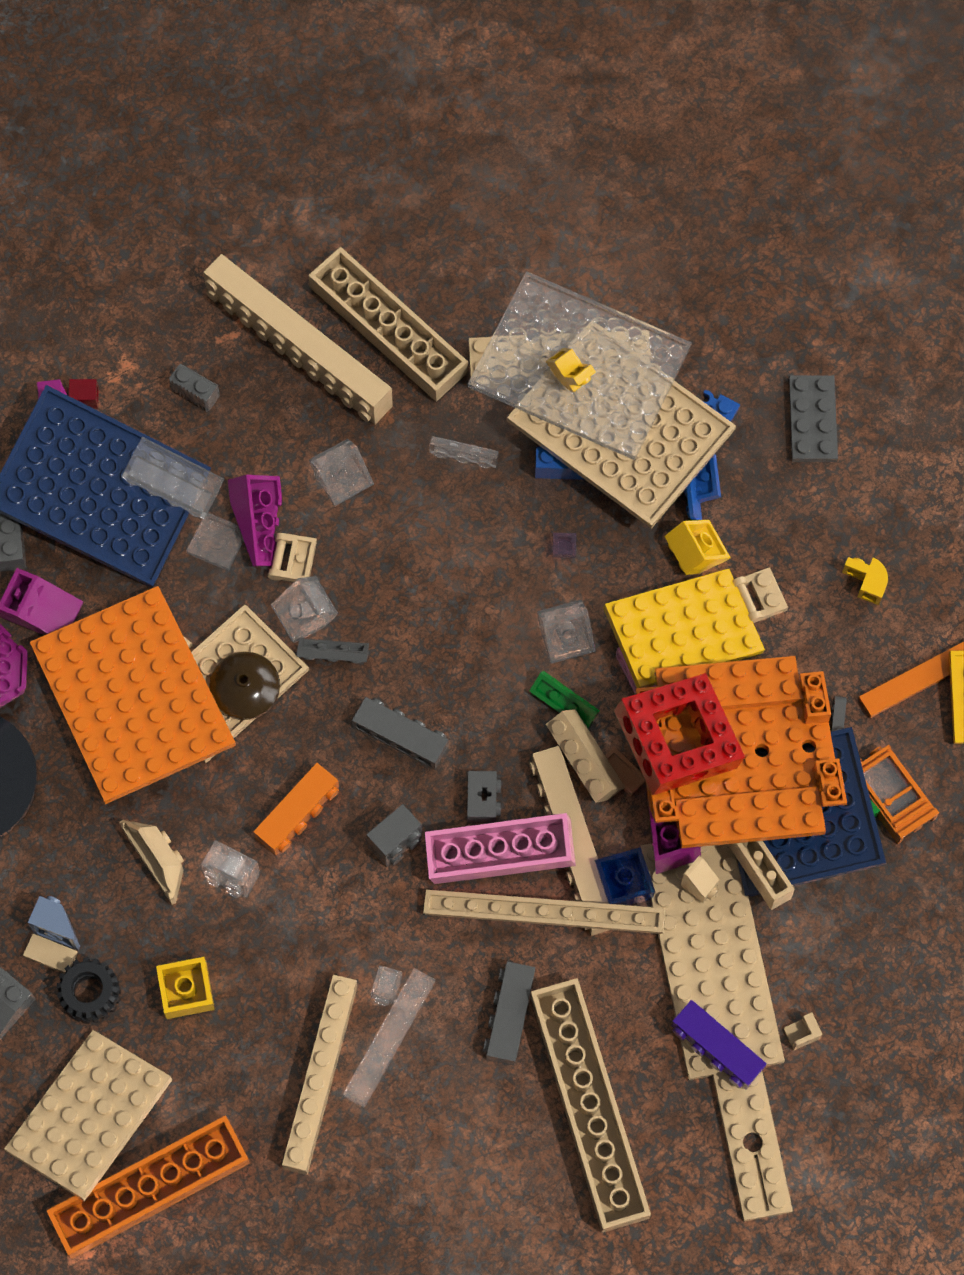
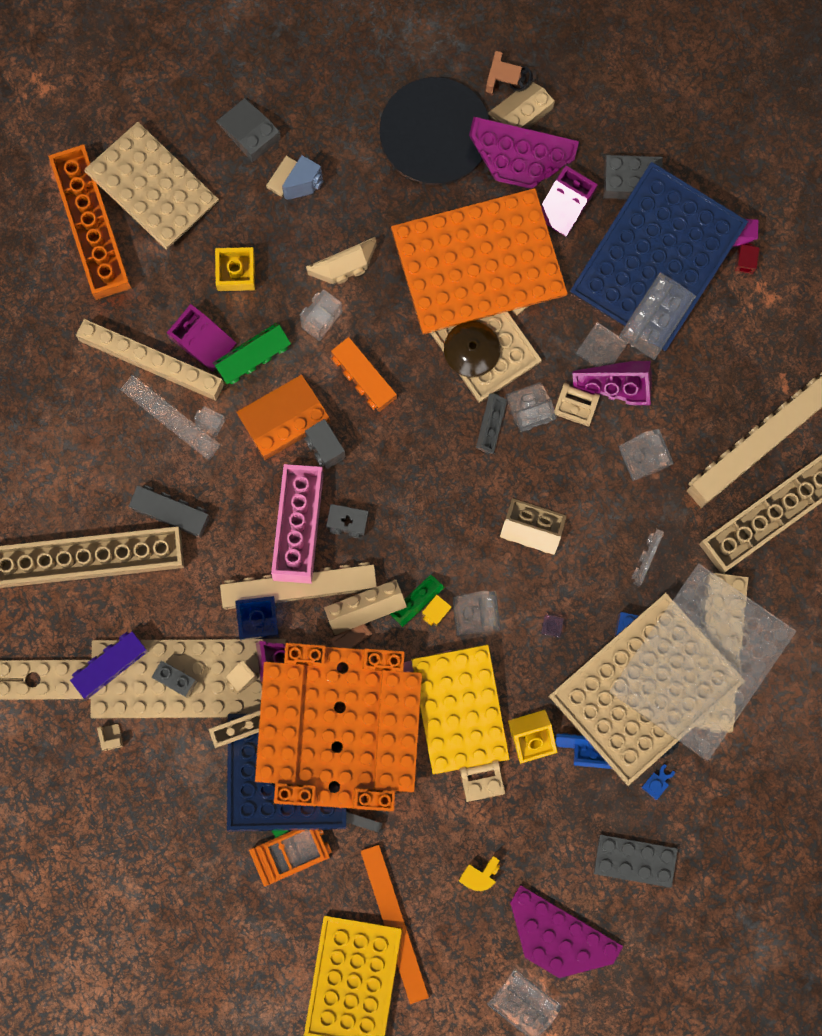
camera: 100 degrees right, 10 degrees up
(78, 973) = (243, 184): black tyre -> none
(194, 387) = (739, 347): dark grey brick -> none
(281, 1015) = (200, 337): none -> magenta slope
(292, 948) = (252, 353): none -> green brick
(365, 897) = (282, 416): none -> orange slope
(400, 732) = (411, 465): dark grey brick -> none
(450, 583) = (533, 526): none -> tan slope
(544, 911) = (240, 551): tan plate -> none
(569, 369) = (694, 648): yellow brick -> none
(573, 675) = (436, 611): none -> yellow brick
(661, 770) = (370, 642): red brick -> none
(719, 961) = (174, 679): none -> dark grey brick
(918, 487) = (558, 939): none -> magenta plate

